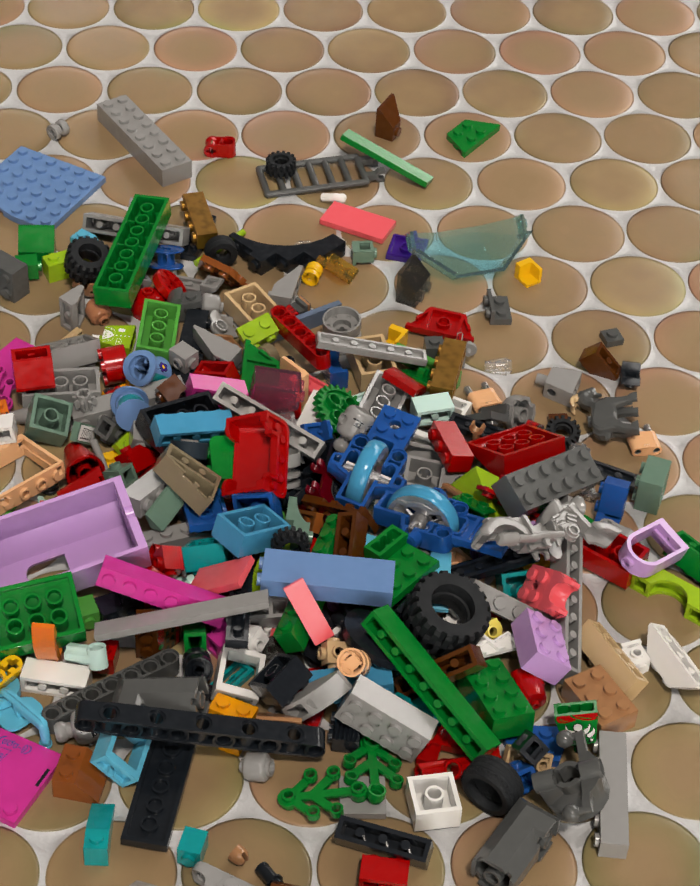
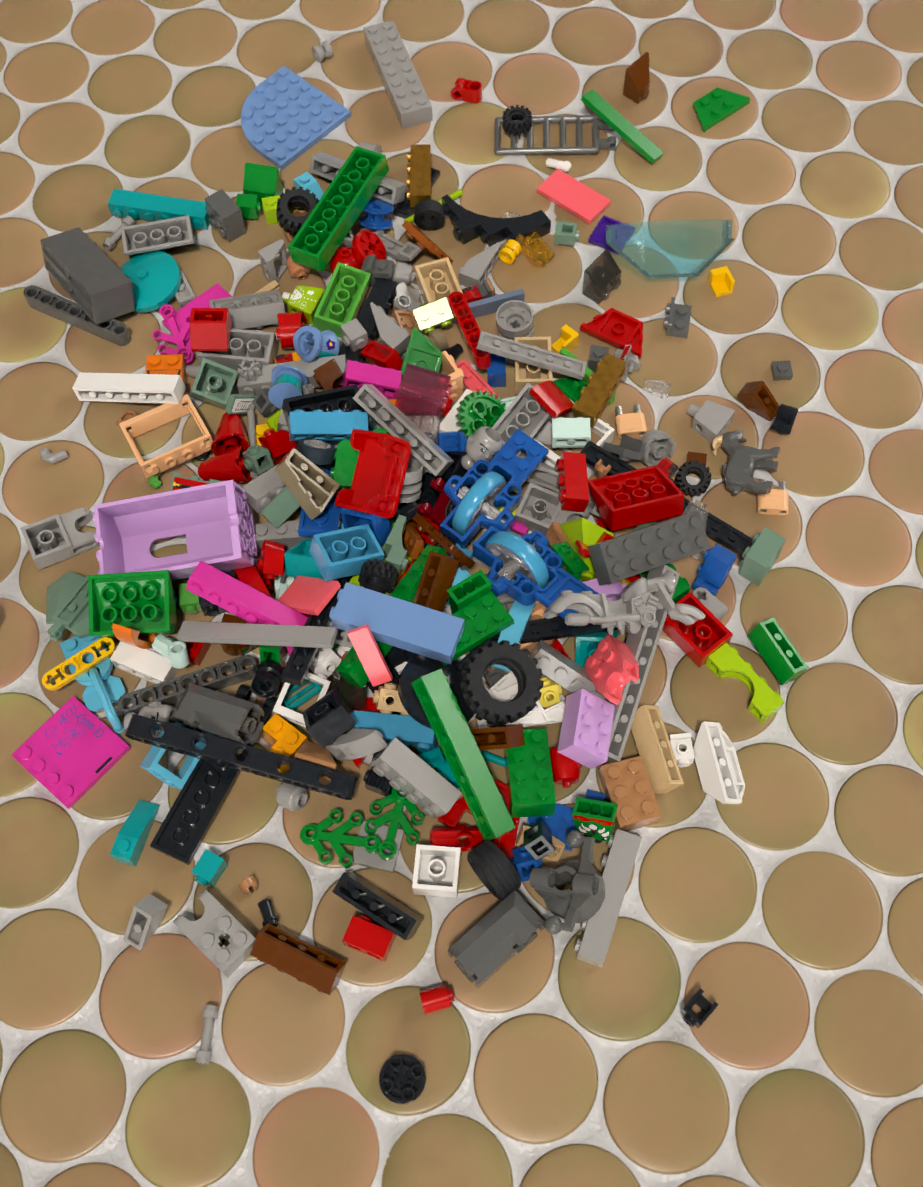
camera: 20 degrees right, 20 degrees up
(76, 777) = (127, 773): dark orange slope -> none
(353, 662) = (395, 721): light nougat wheel -> none
(665, 537) = (752, 627): lavender window -> none

